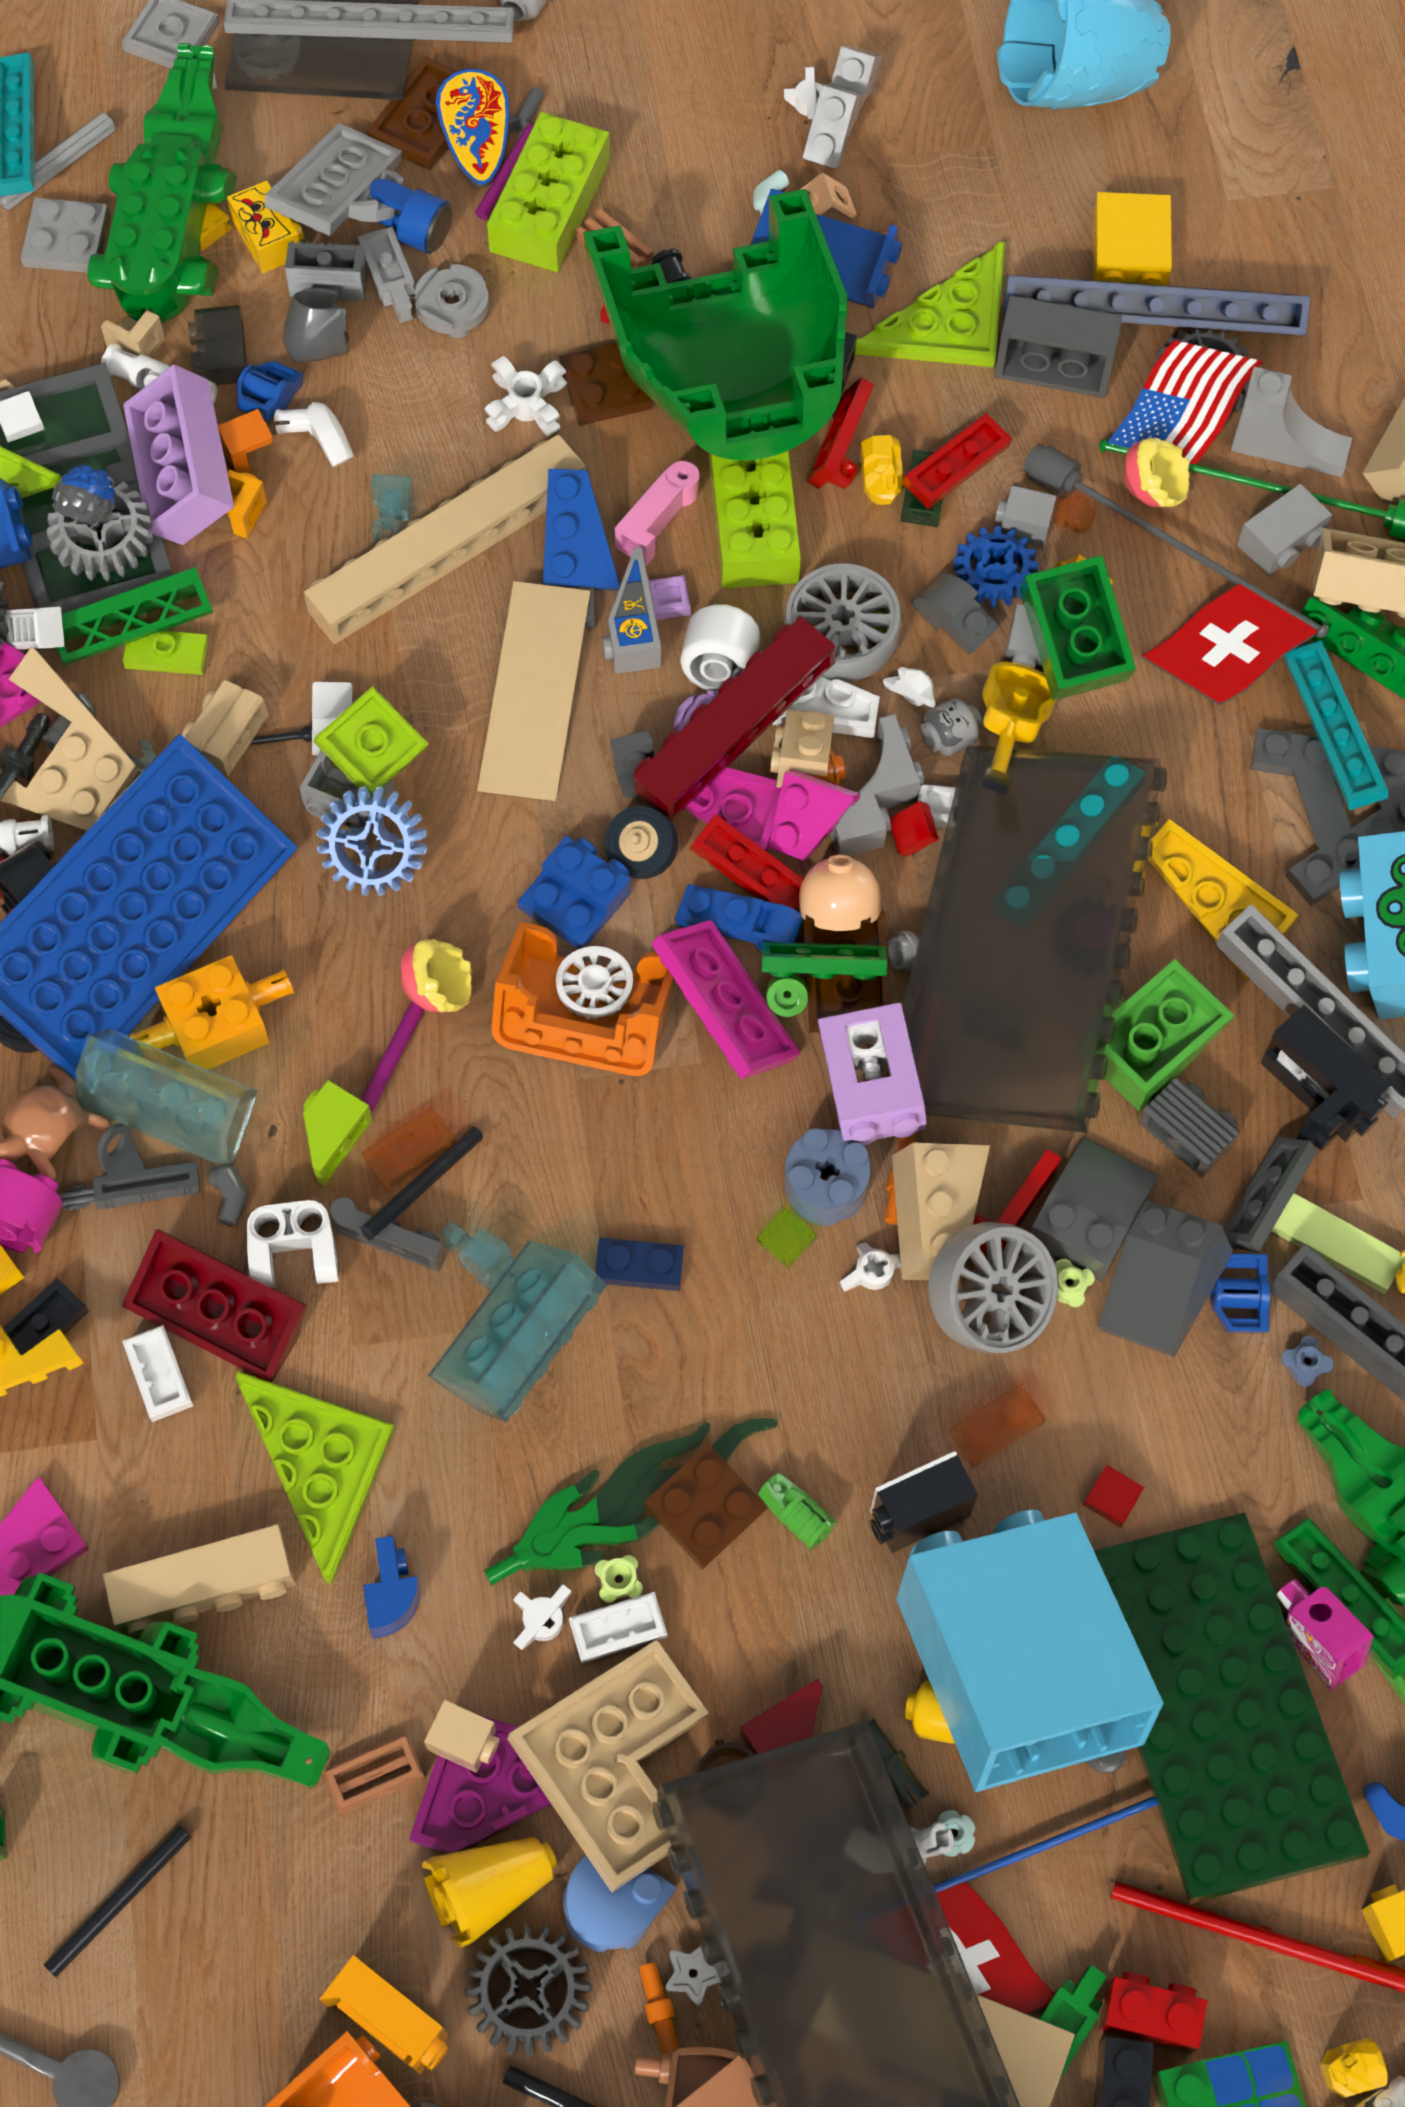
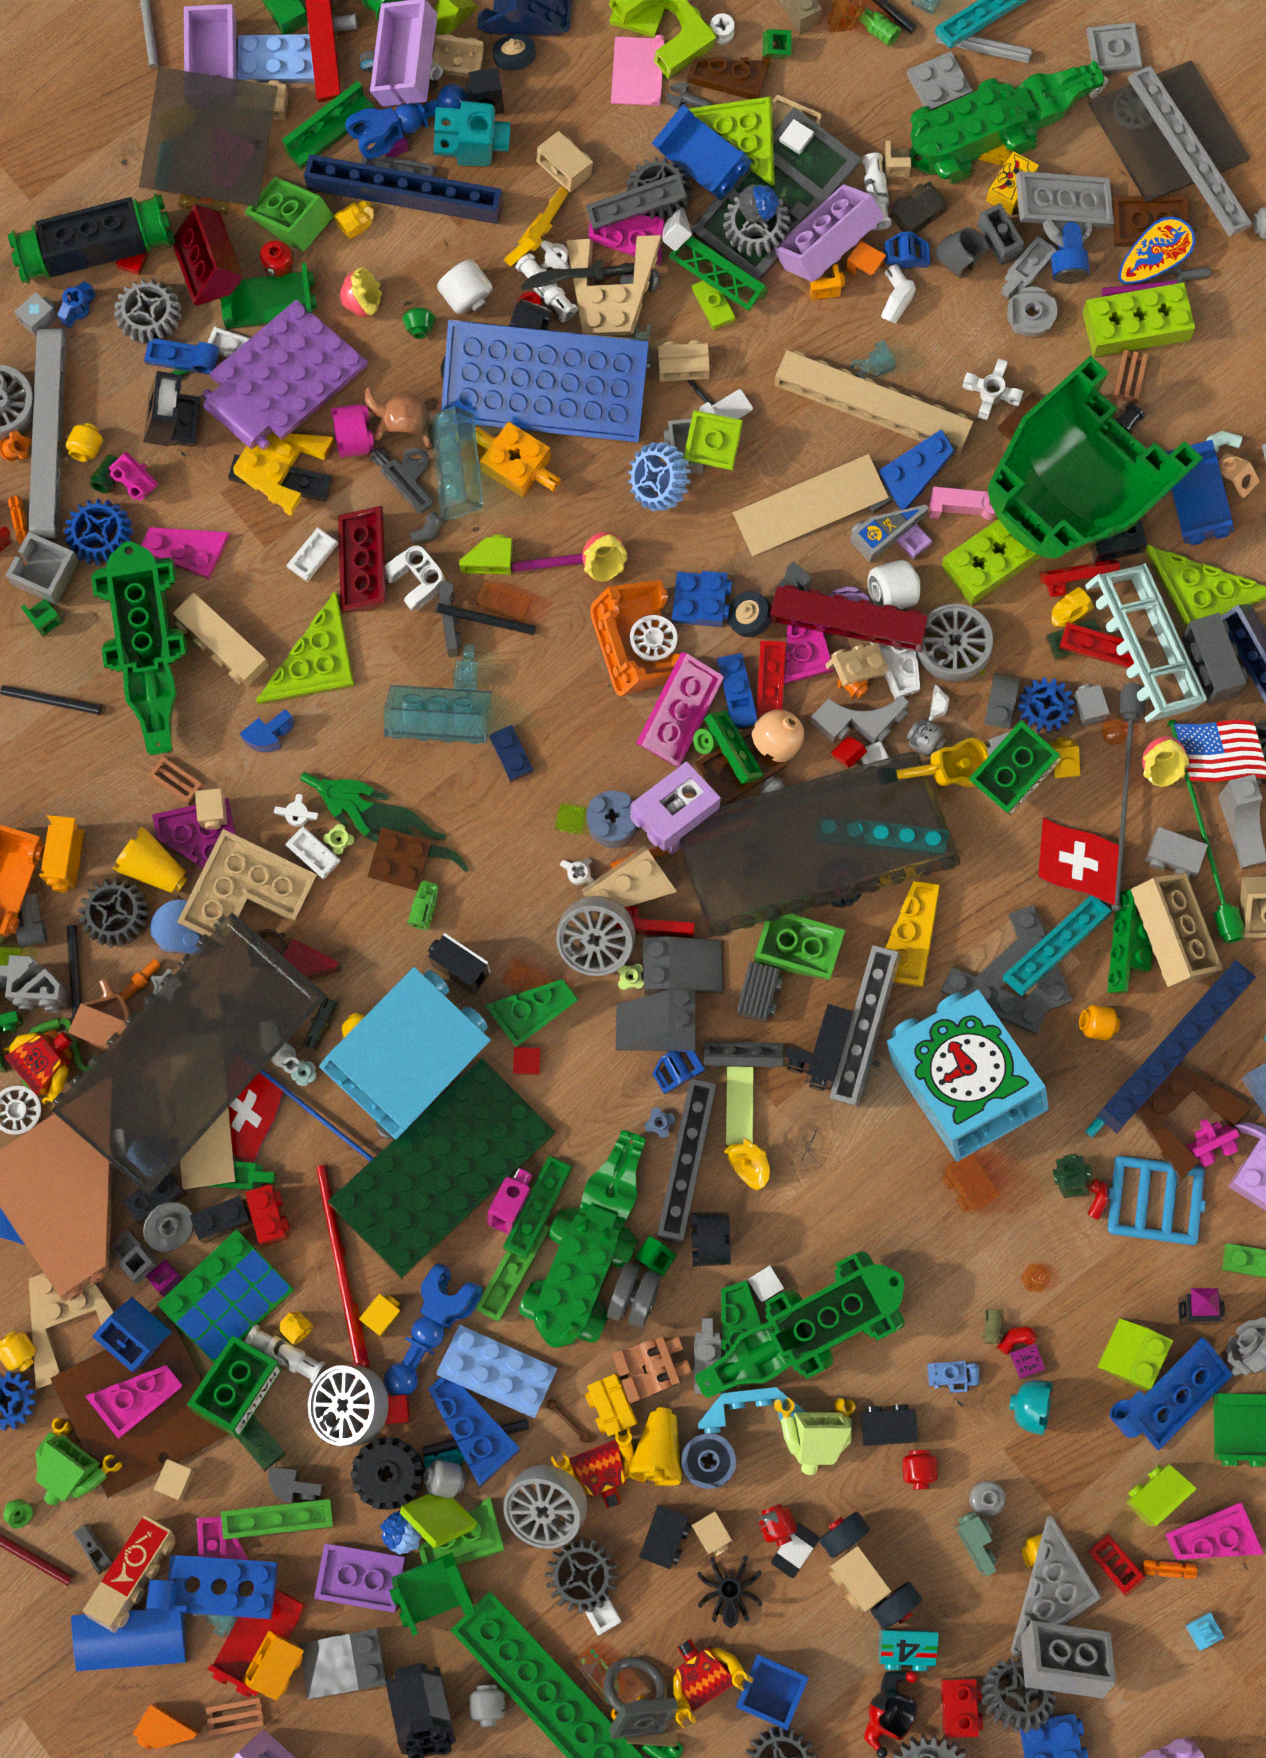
camera: 65 degrees right, 10 degrees up
(807, 813) = (816, 689): dark pink wing -> none
(992, 386) = (1166, 633): none -> light aqua window
(1046, 1441) = (532, 1009): none -> green wing

